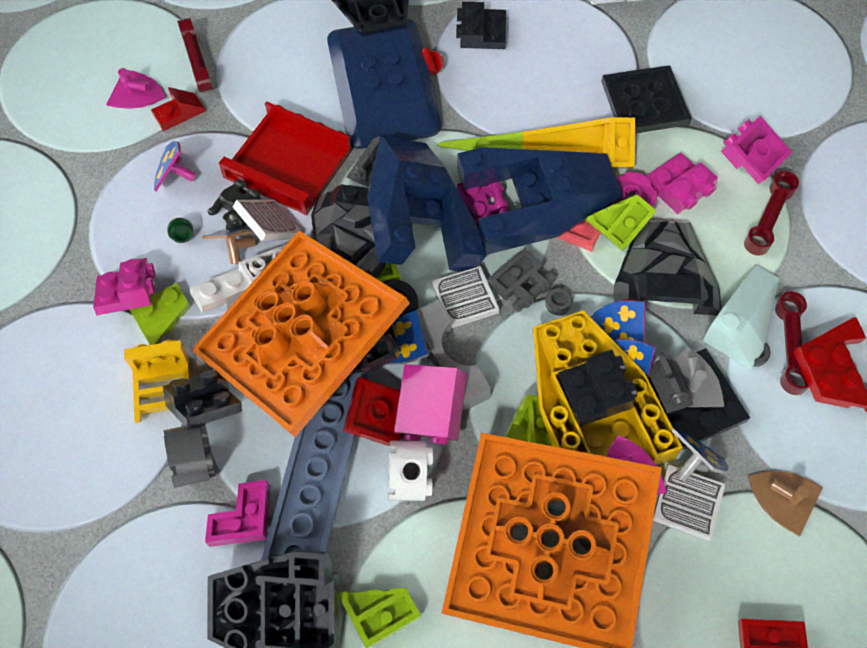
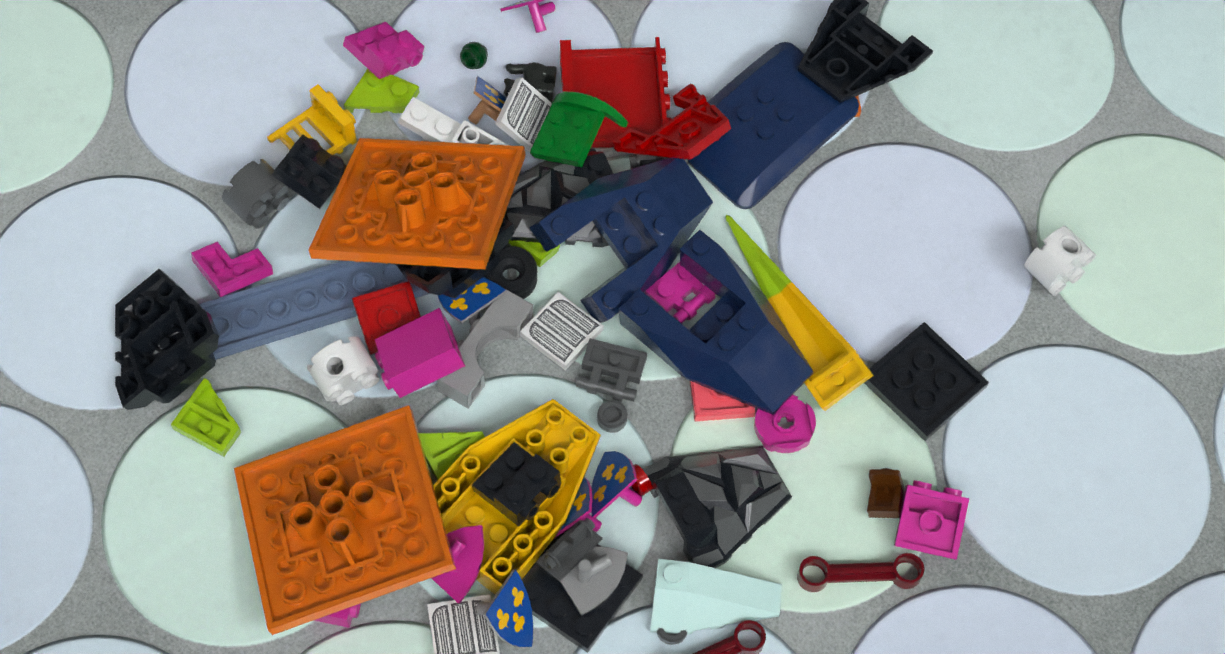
camera: 55 degrees right, 0 degrees up
(307, 190) = (572, 128): none -> green piece
(366, 124) = (684, 134): none -> red wing
(434, 60) = (823, 153): red plate -> none
(481, 27) = (910, 175): black plate -> none
(622, 220) = (739, 425): lime wing -> none
(682, 183) = (837, 465): dark pink plate -> none
(723, 164) = (885, 493): none -> reddish brown bracket

